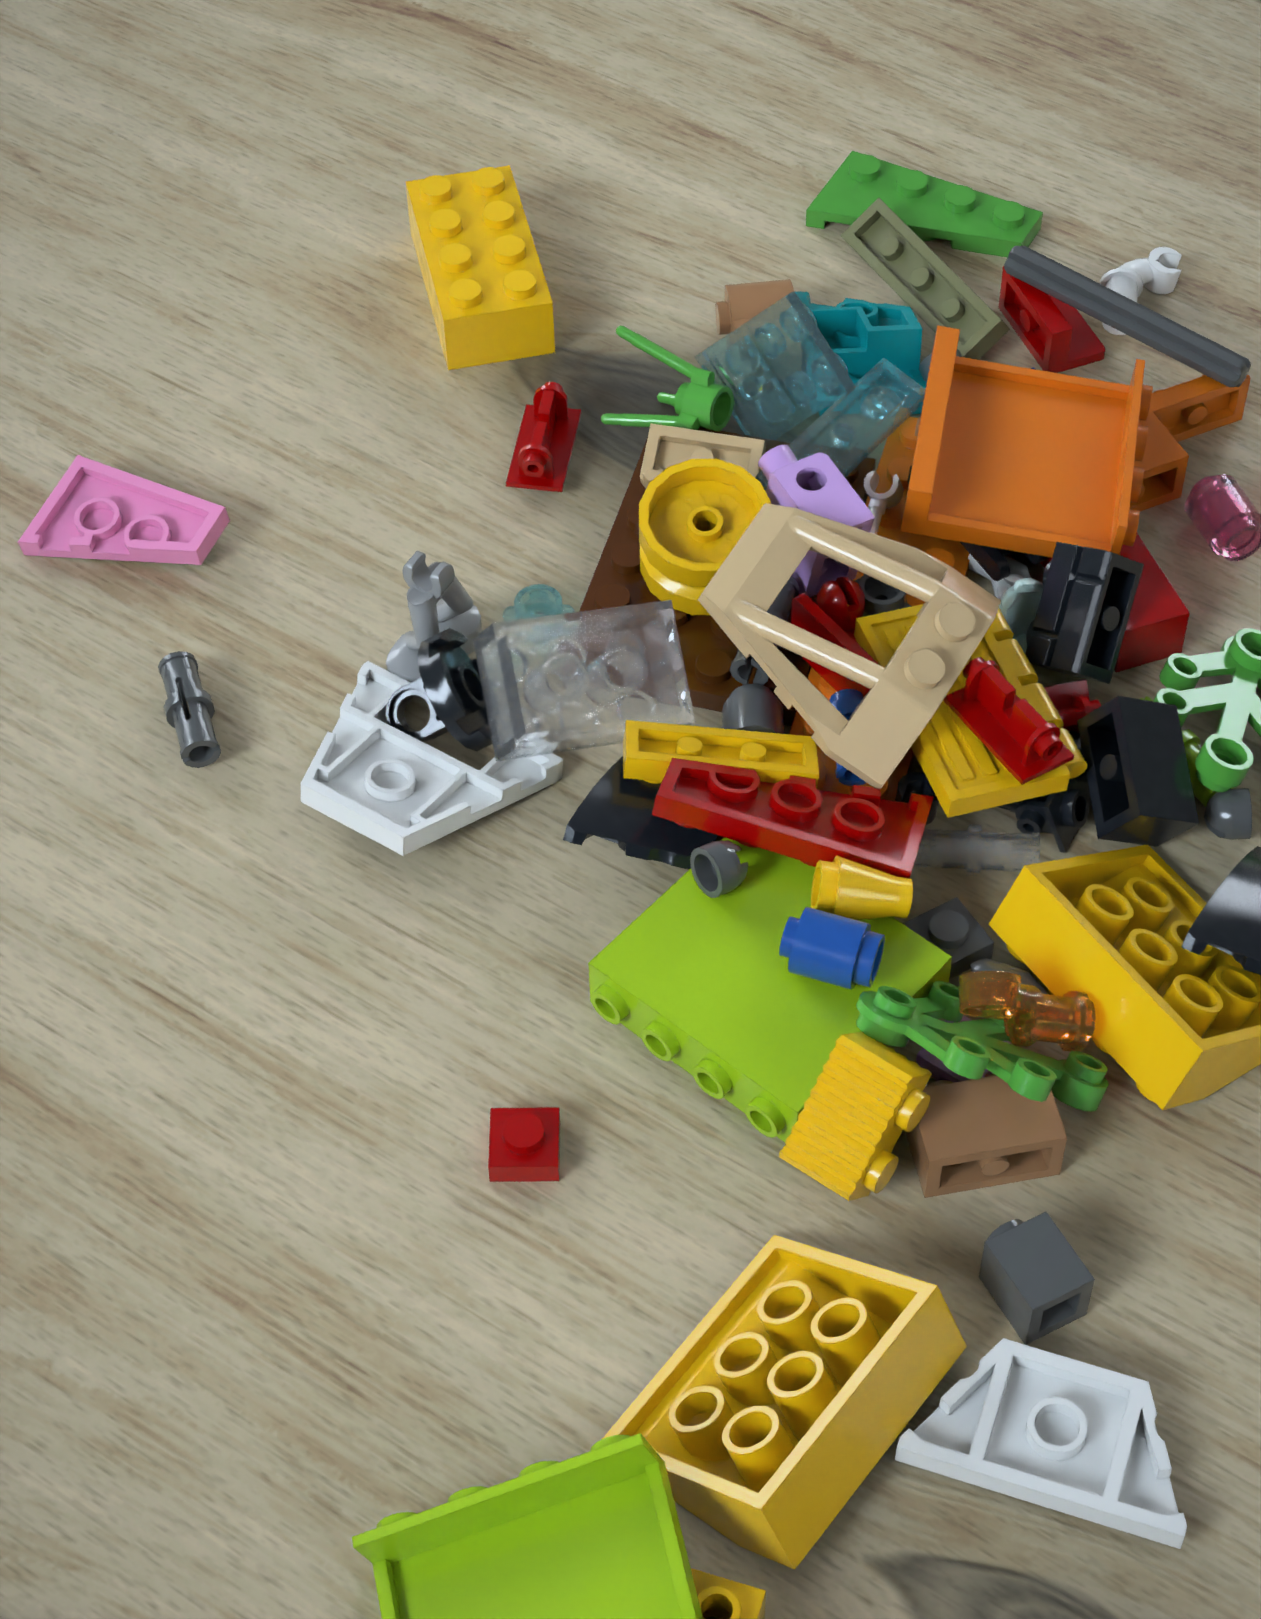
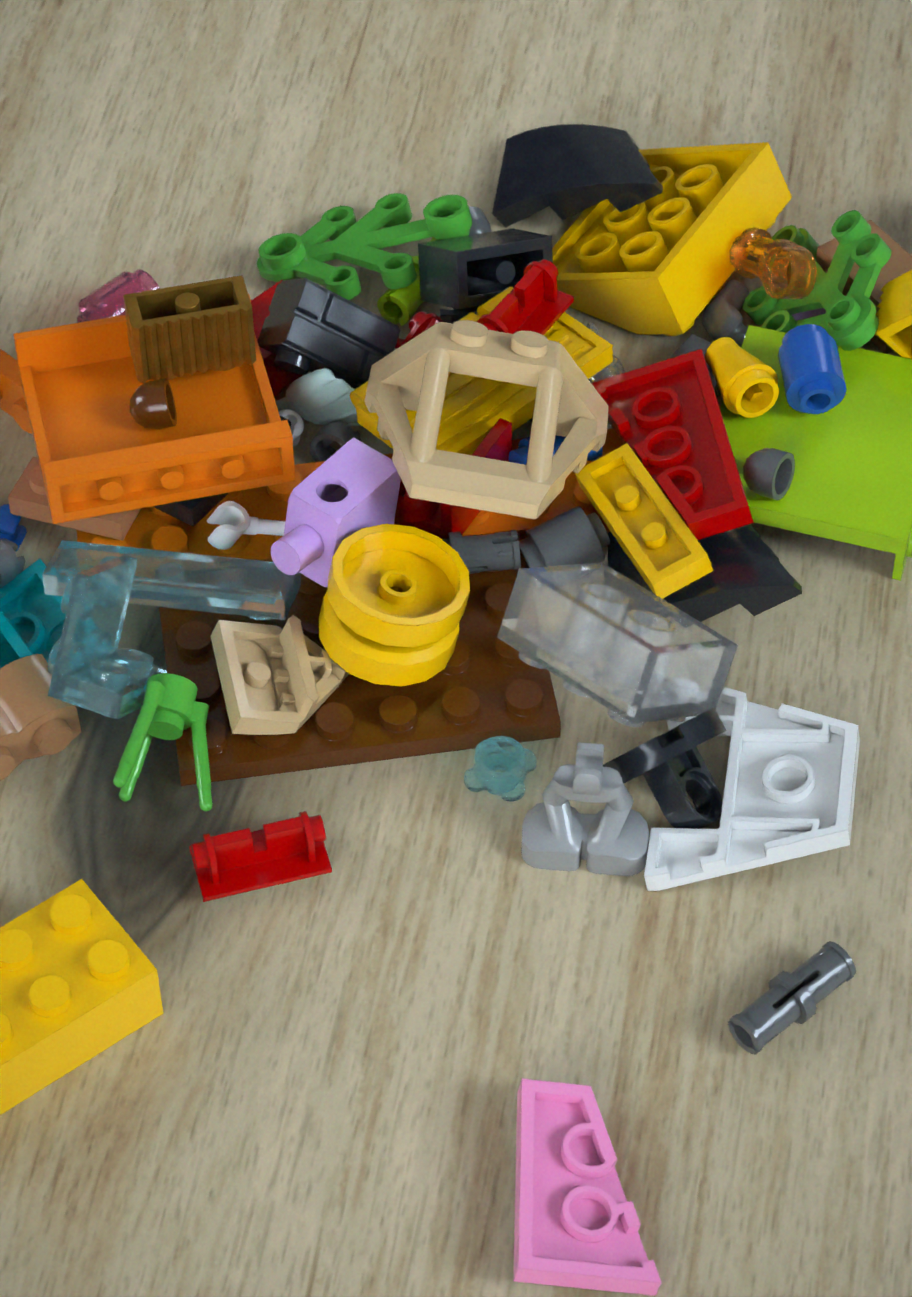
camera: 115 degrees left, 0 degrees up
(1030, 454) = (154, 405): none -> reddish brown hinge
(1085, 461) = (190, 328): none -> pearl gold brick

